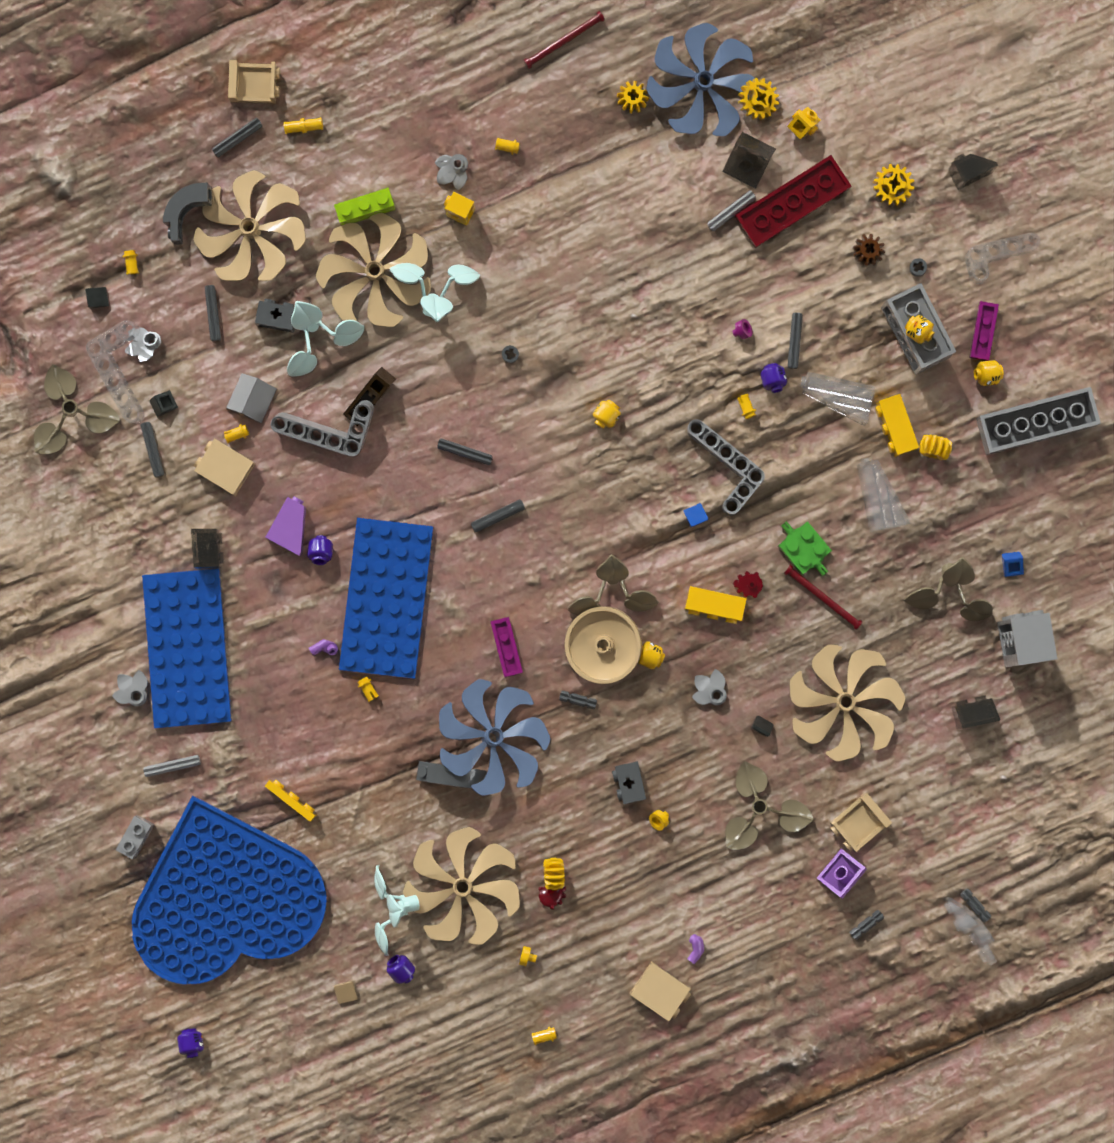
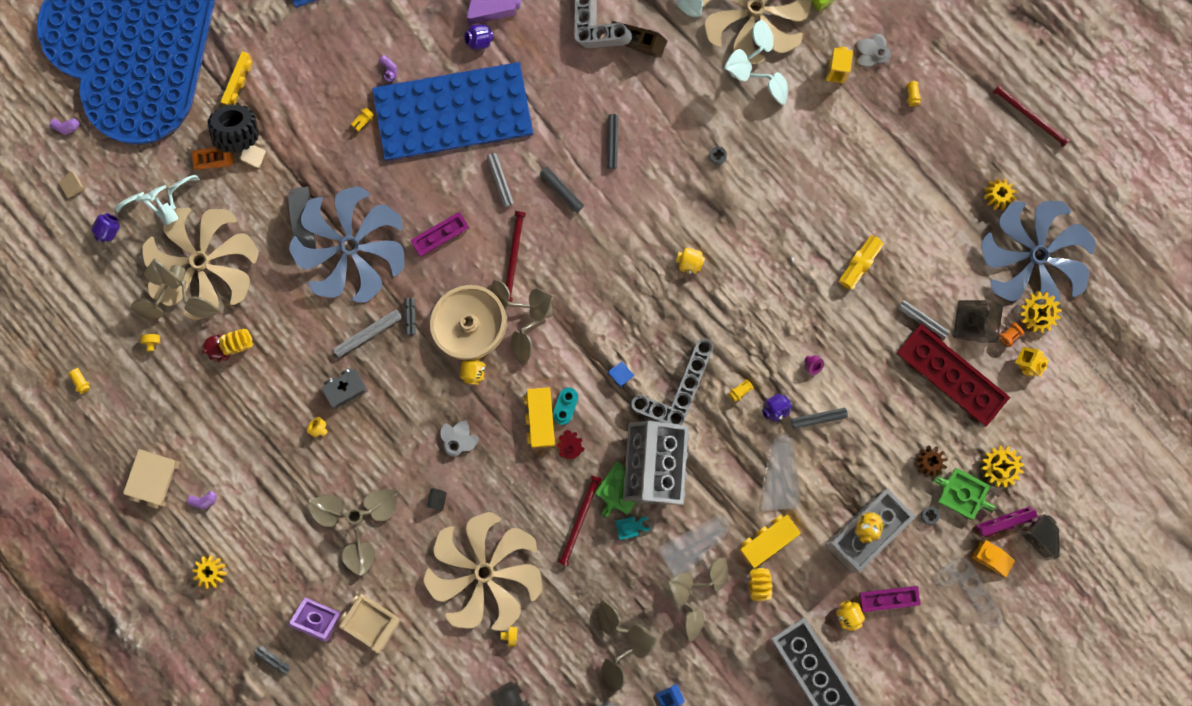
camera: 70 degrees right, 5 degrees down
(286, 982) = (66, 127): none -> medium lavender arm
(329, 814) = (233, 128): none -> black tyre
(361, 830) = (224, 159): none -> orange slope
(371, 806) = (253, 156): none -> tan slope
(472, 572) = (500, 180): none -> light grey axle
(477, 915) = (174, 278): none -> dark tan plant
(544, 580) = (514, 250): none -> dark red bar
(582, 745) = (367, 333): none -> light grey axle
(658, 251) = (861, 262): none -> yellow piece
(710, 577) = (566, 406): none -> teal plate
(769, 967) = (214, 566): none -> yellow gear
(771, 133) = (1011, 334): none -> orange bush
(794, 508) = (656, 463): none -> light grey brick
(843, 553) = (629, 528): none -> teal plate
(907, 229) = (963, 494): none -> bright green plate
(912, 695) = (511, 636): none -> yellow tile
(918, 520) = (679, 590): none -> dark tan plant
(945, 198) = (1006, 521): none -> magenta plate
(975, 222) = (993, 558): none -> light orange slope

